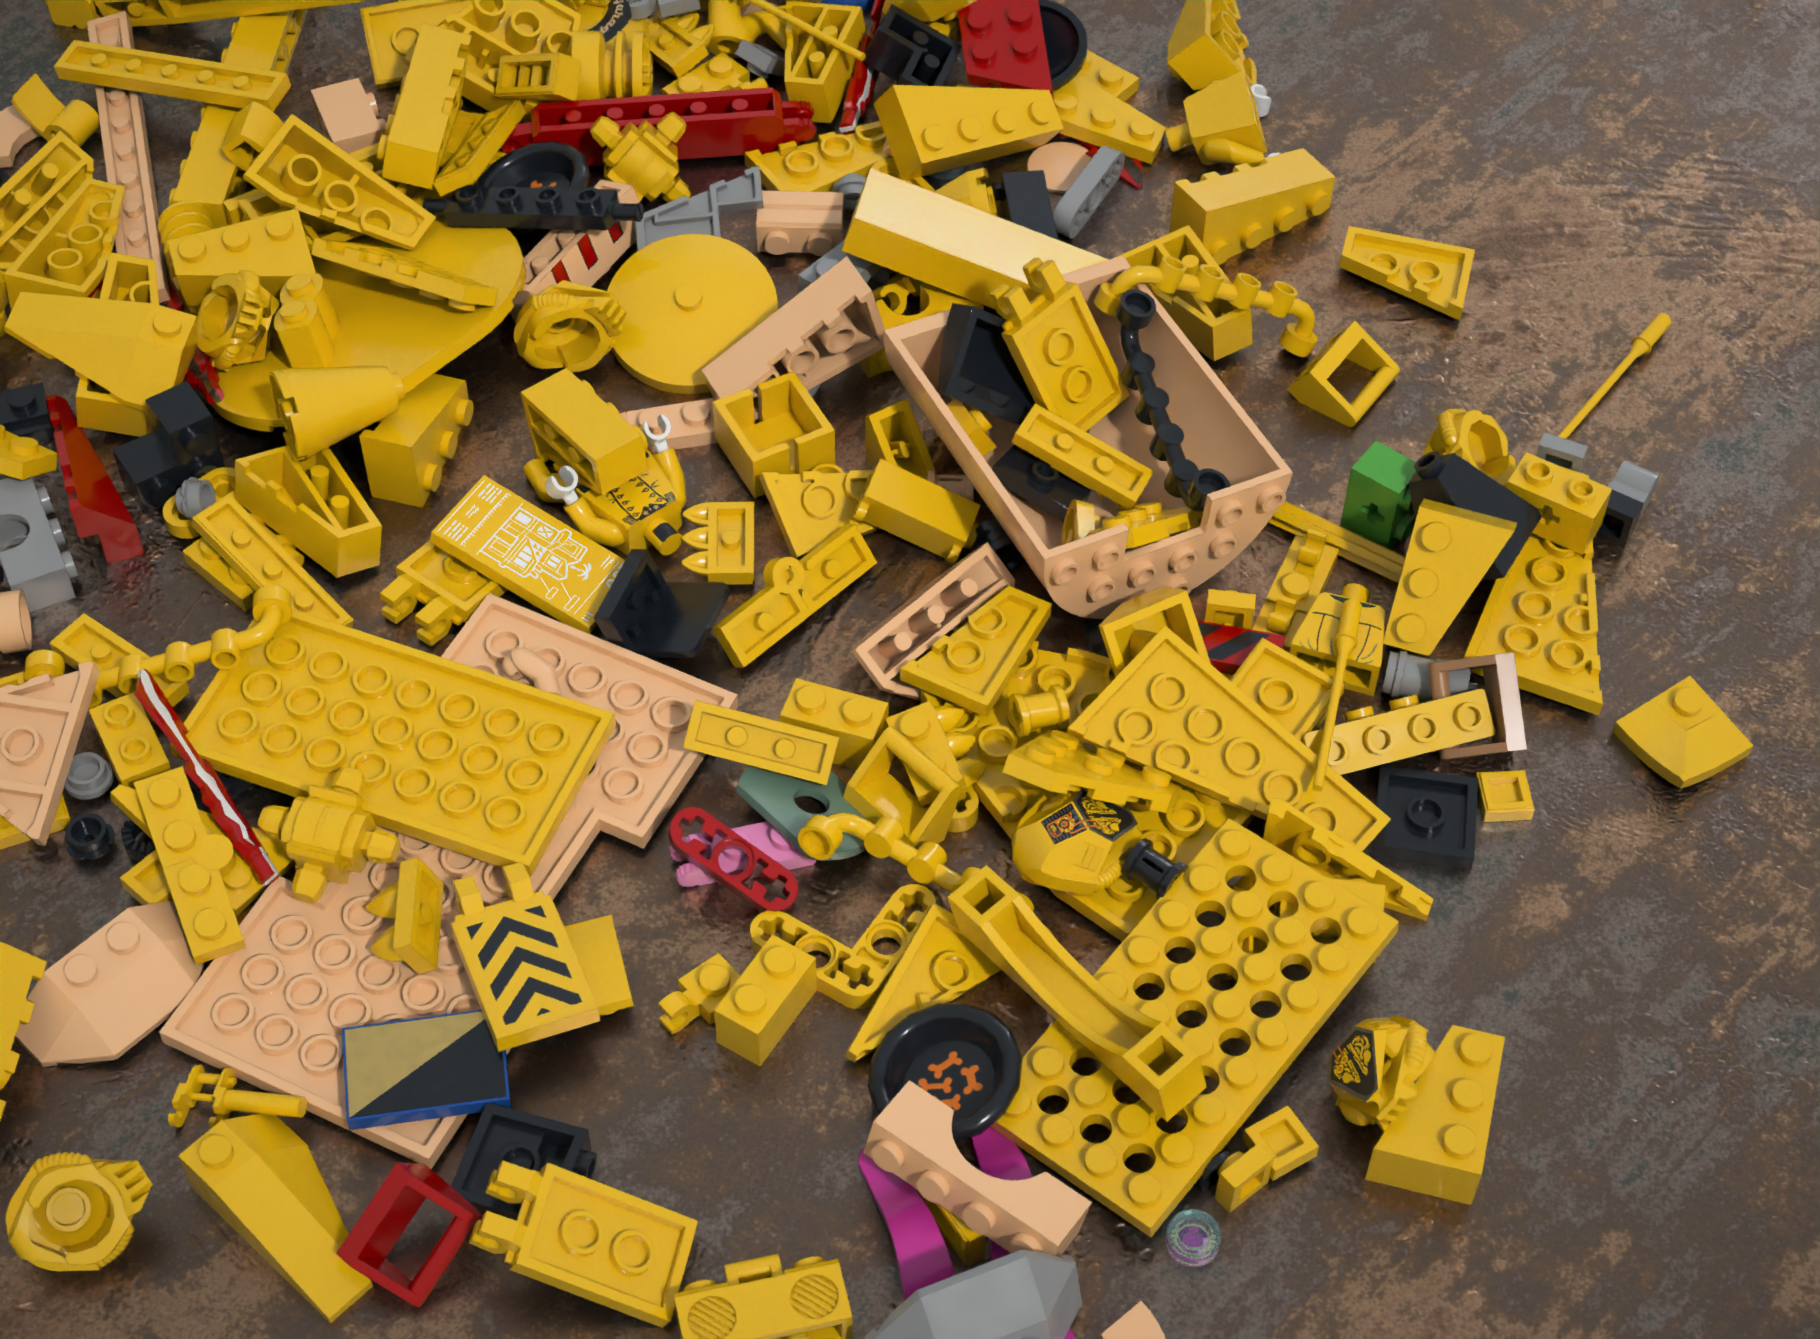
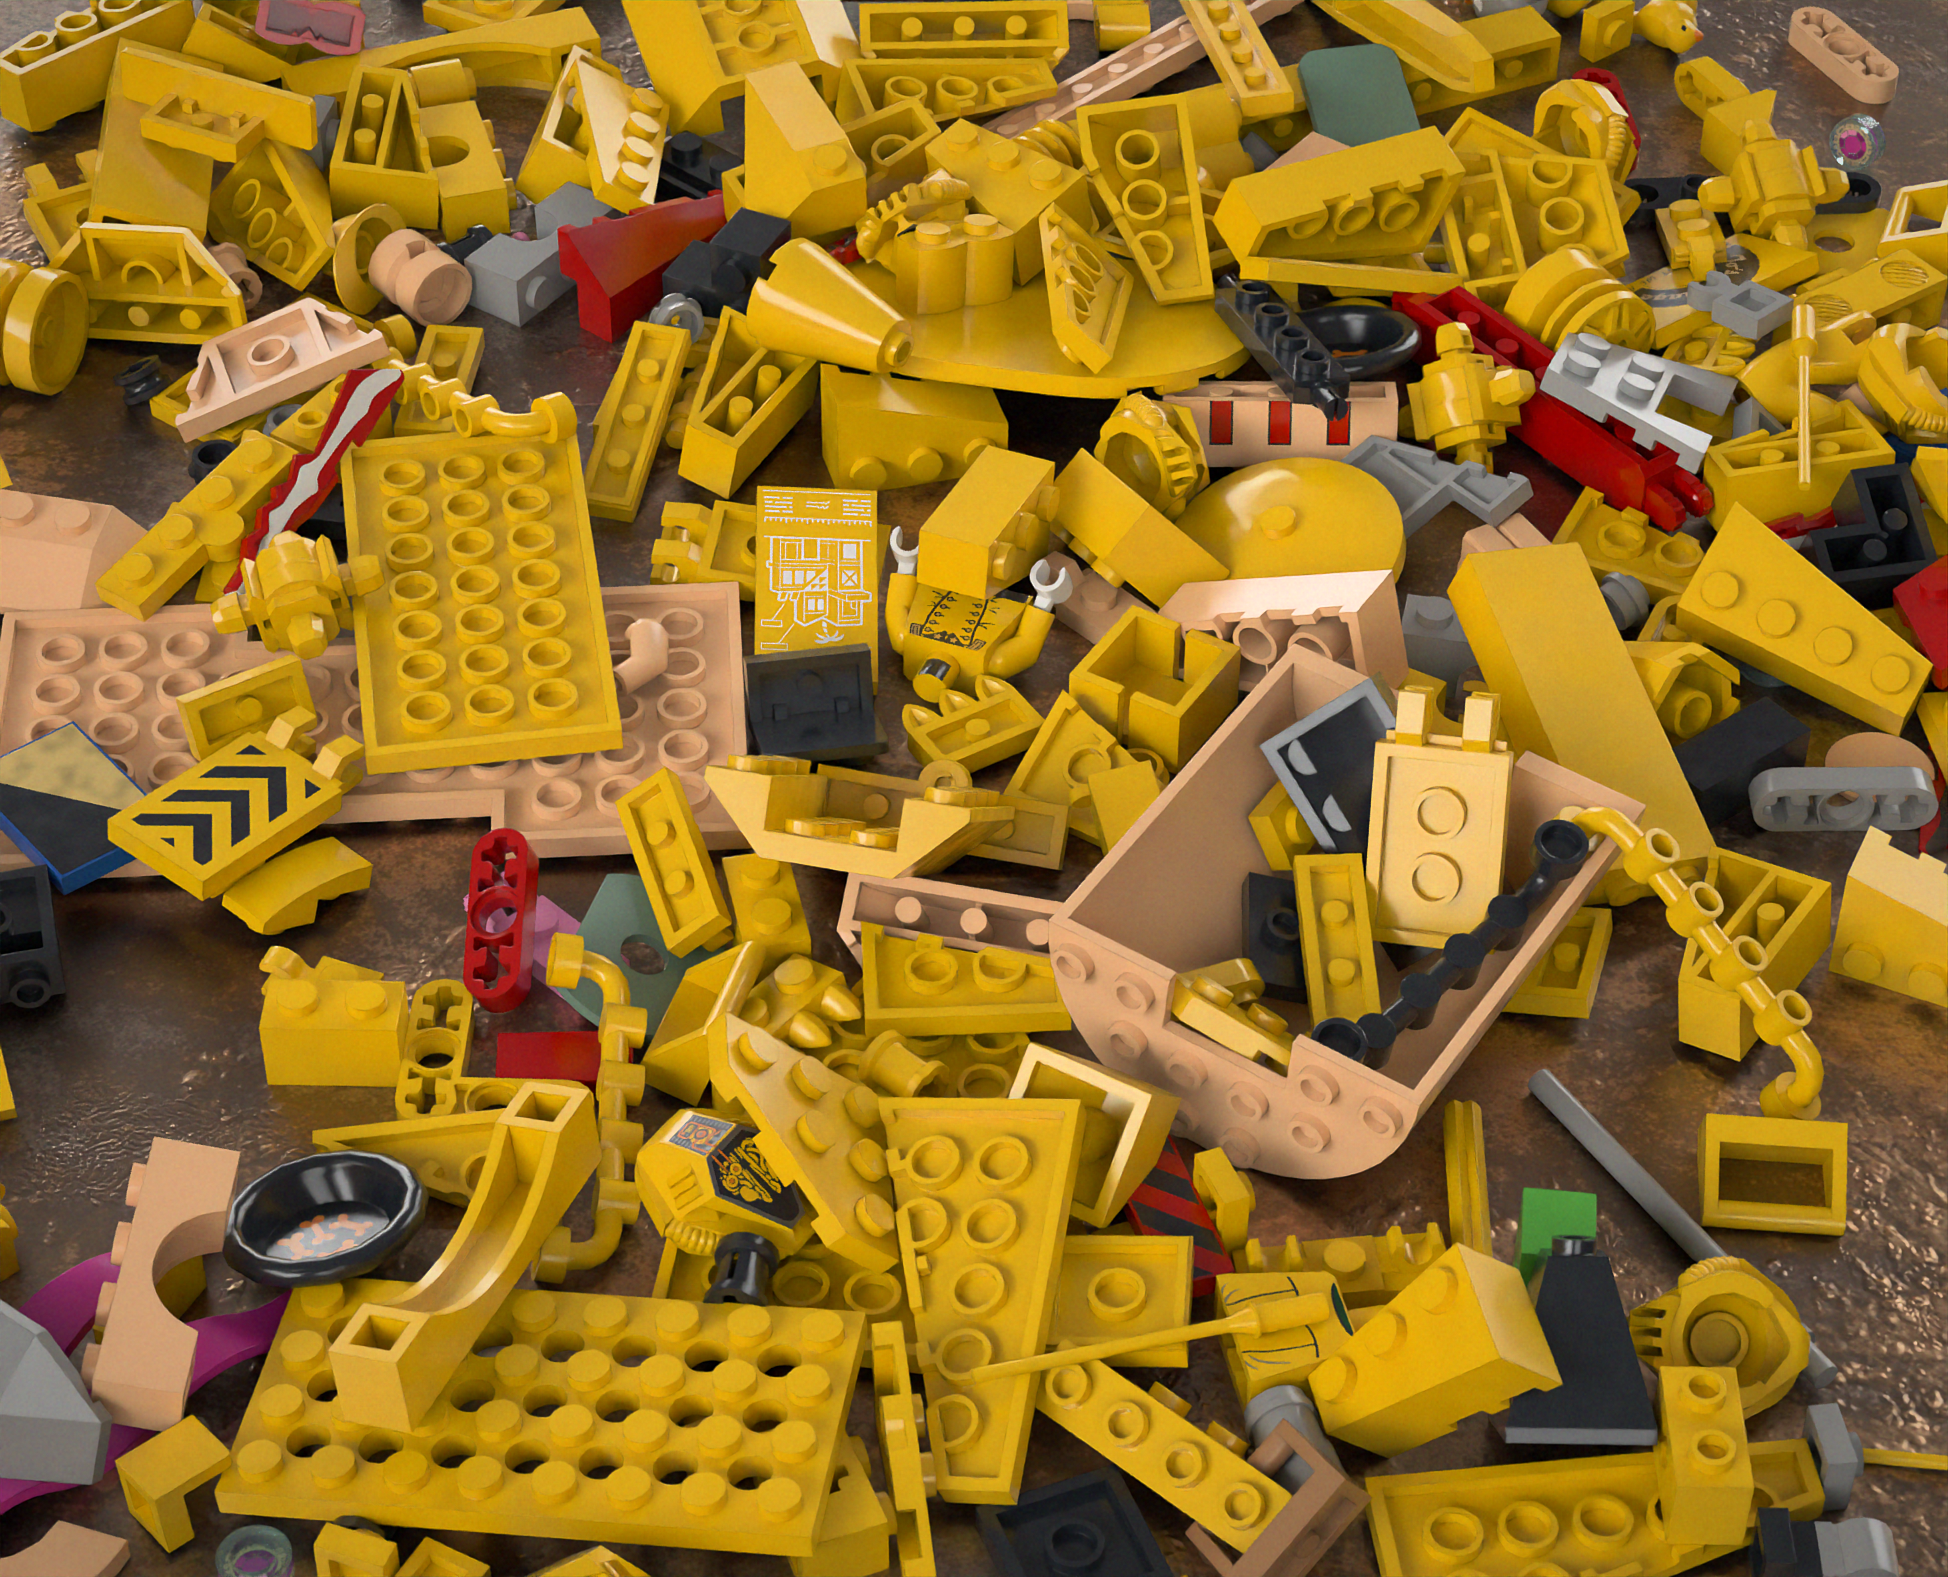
camera: 60 degrees right, 10 degrees down
(289, 48) = (1356, 93): none -> sand green piece
(561, 78) = (1490, 264): yellow slope -> none
(634, 372) = (1126, 534): none -> yellow wedge
(709, 84) = (1630, 386): none -> light grey wing
(861, 614) = (782, 807): none -> yellow slope
(863, 893) = (551, 1056): none -> red tile
(1118, 1249) = (164, 1471): none -> yellow panel
(1347, 433) = (1648, 1192): none -> light grey bar

